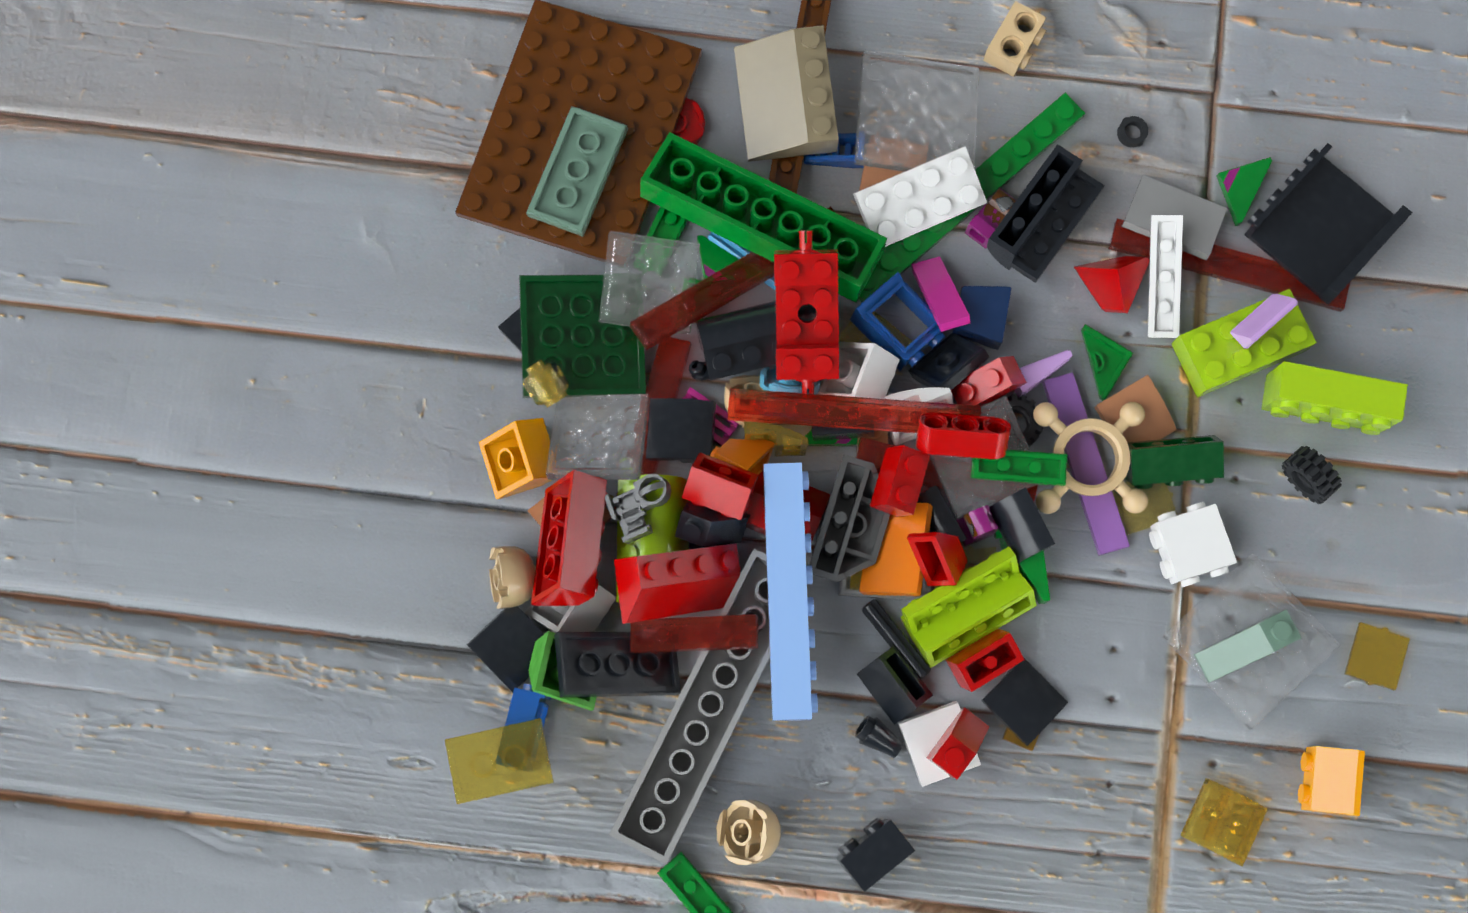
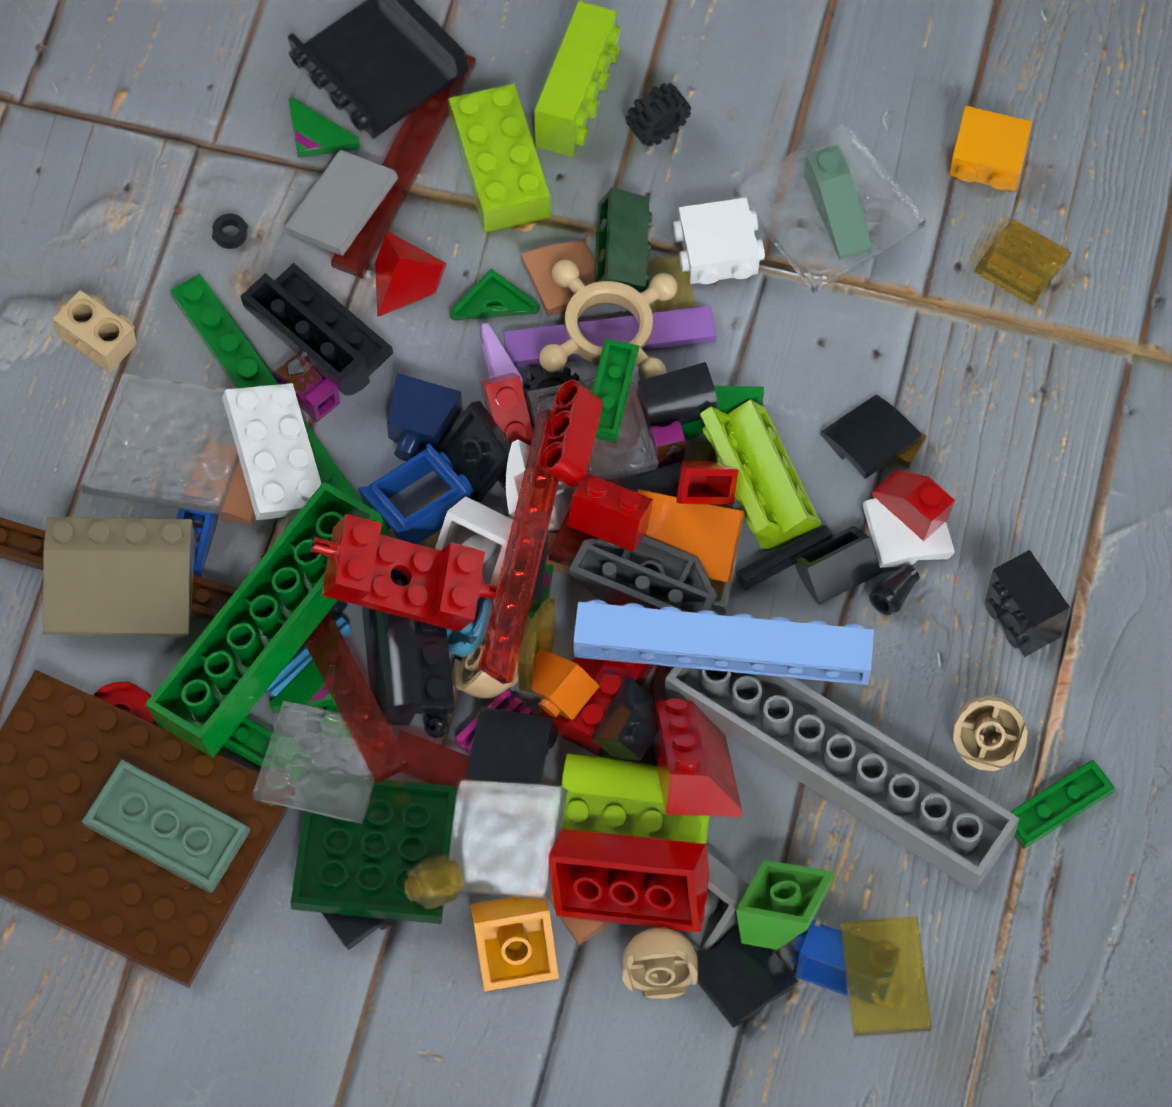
camera: 80 degrees left, 15 degrees down
(605, 667) = (781, 847): black tile -> none
(629, 506) = (602, 802): dark grey piece -> none
(695, 634) = (759, 750): clear red plate -> none
(720, 486) = (592, 695): brick -> none
(940, 294) = (392, 447): dark pink tile -> none
(985, 660) = (821, 463): red brick -> none
(1165, 276) = (411, 218): white plate -> none
(1262, 319) = (483, 123): lavender slope -> none
(1377, 656) = (860, 93): clear yellow piece -> none

